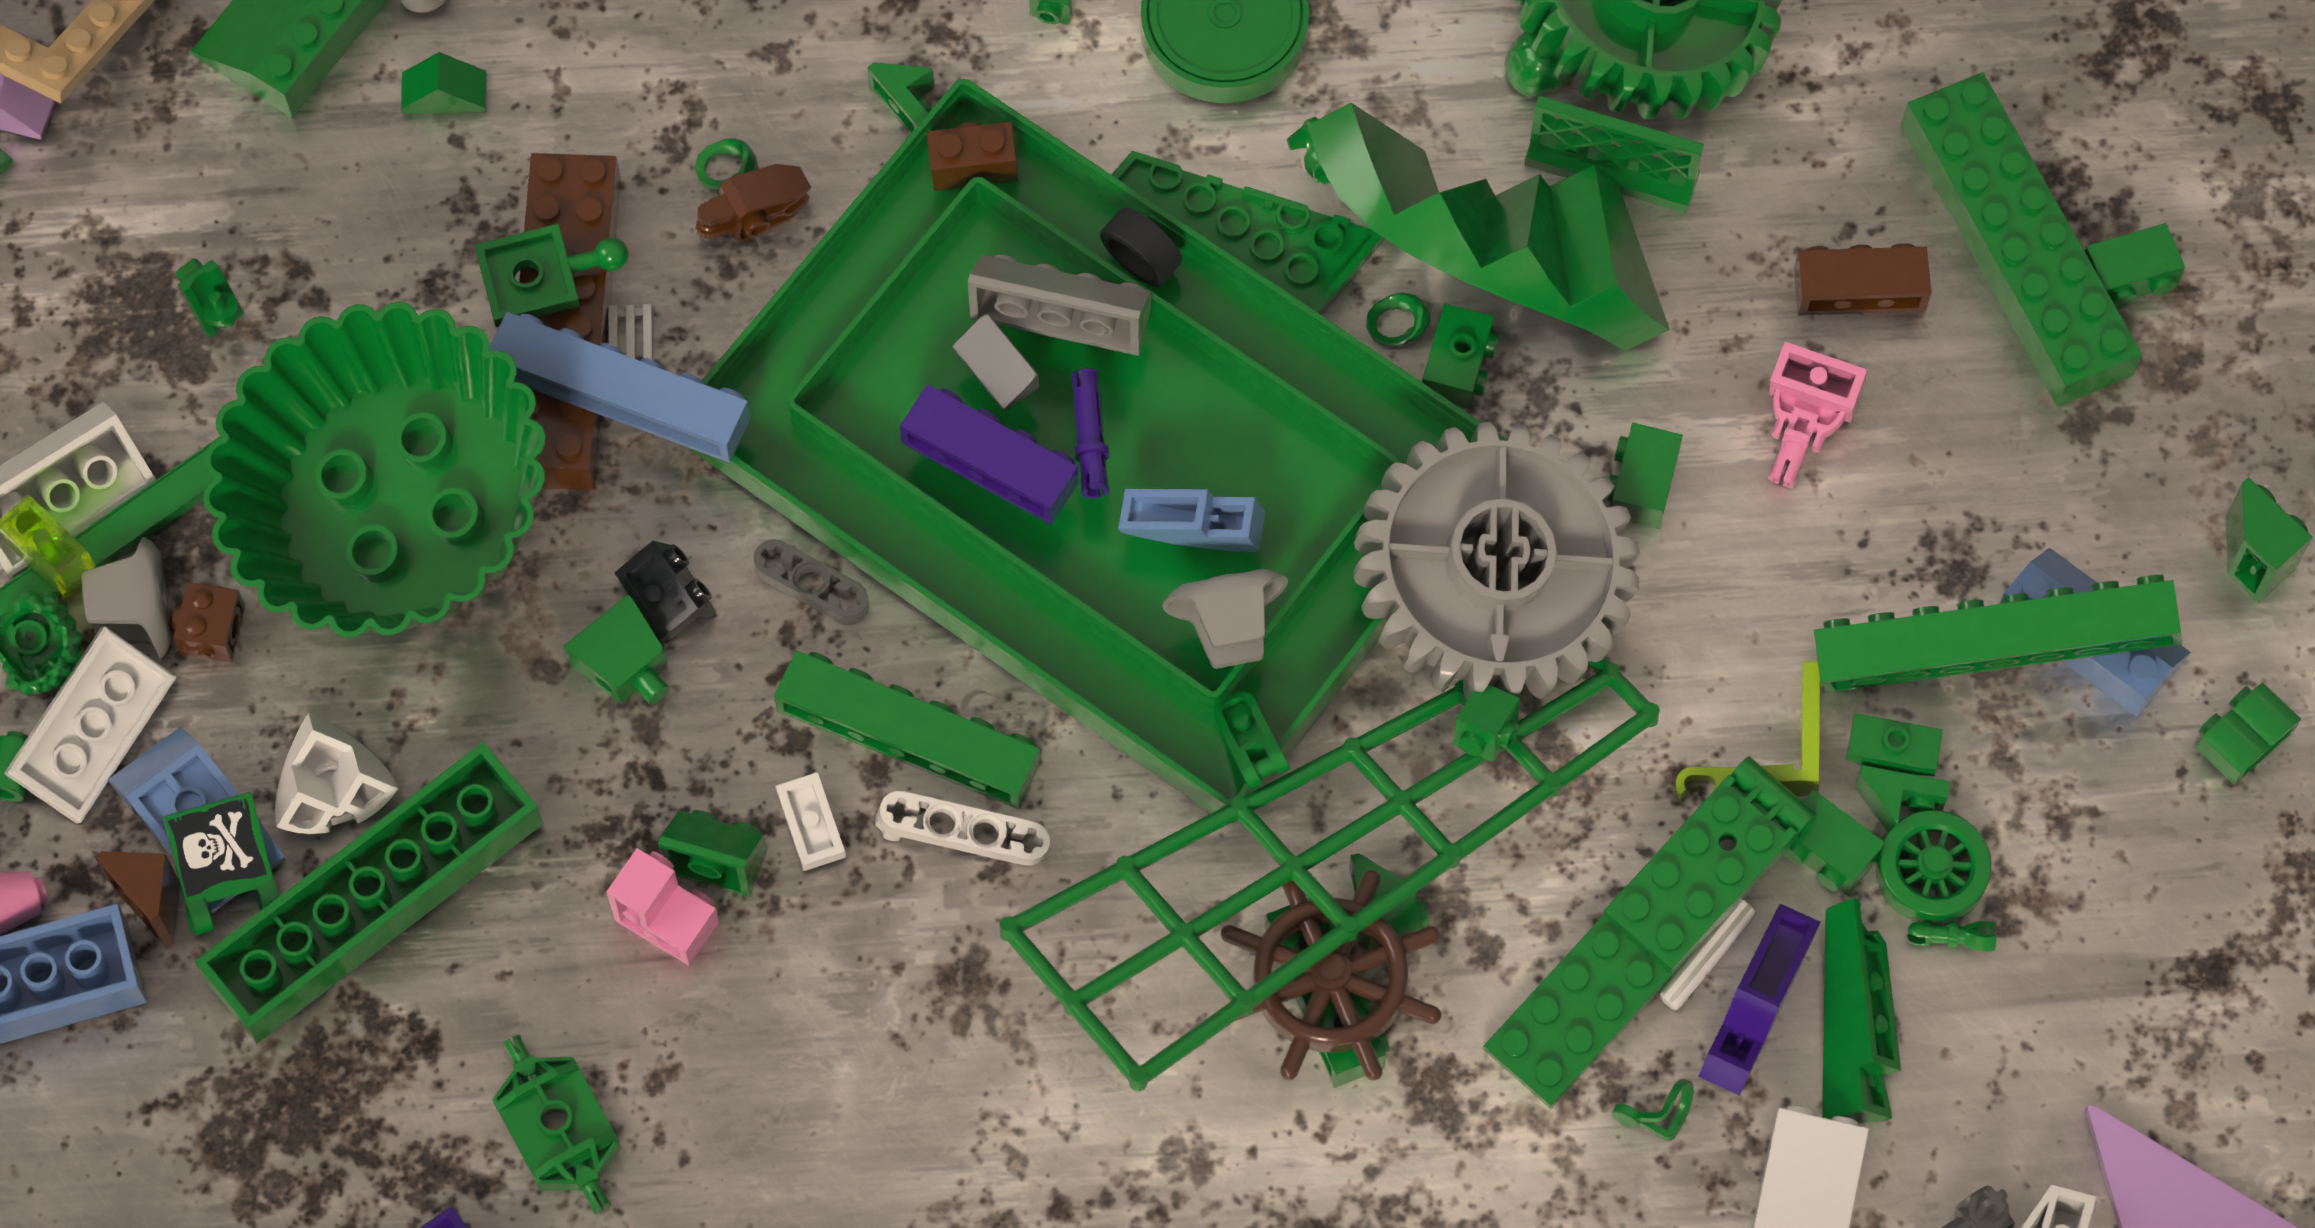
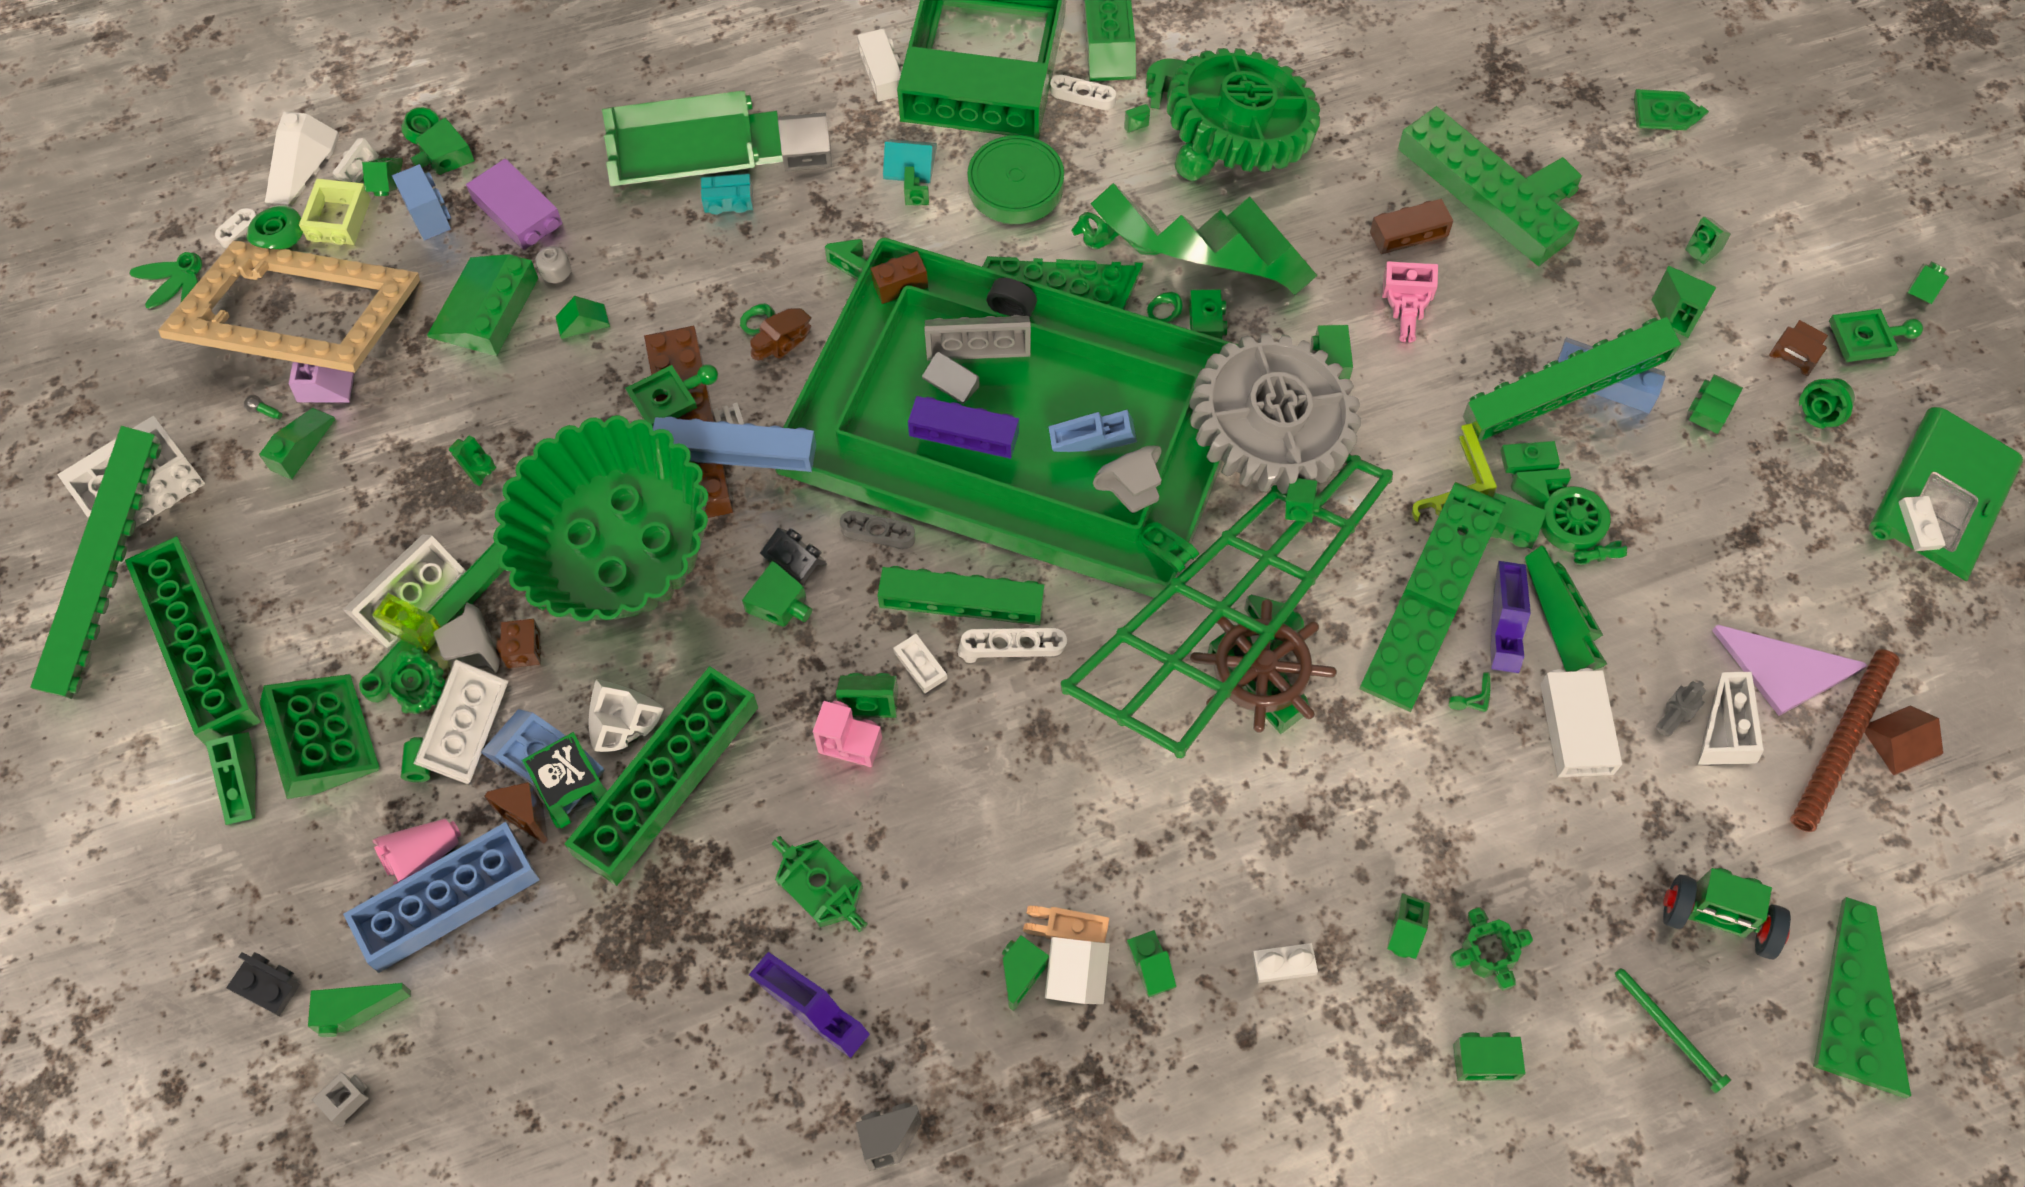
camera: 15 degrees left, 5 degrees down
(1091, 447) = (1018, 403): dark purple pin -> none
(1640, 175) = (1273, 203): green fence -> none
(1706, 956) = (1465, 608): white axle -> none

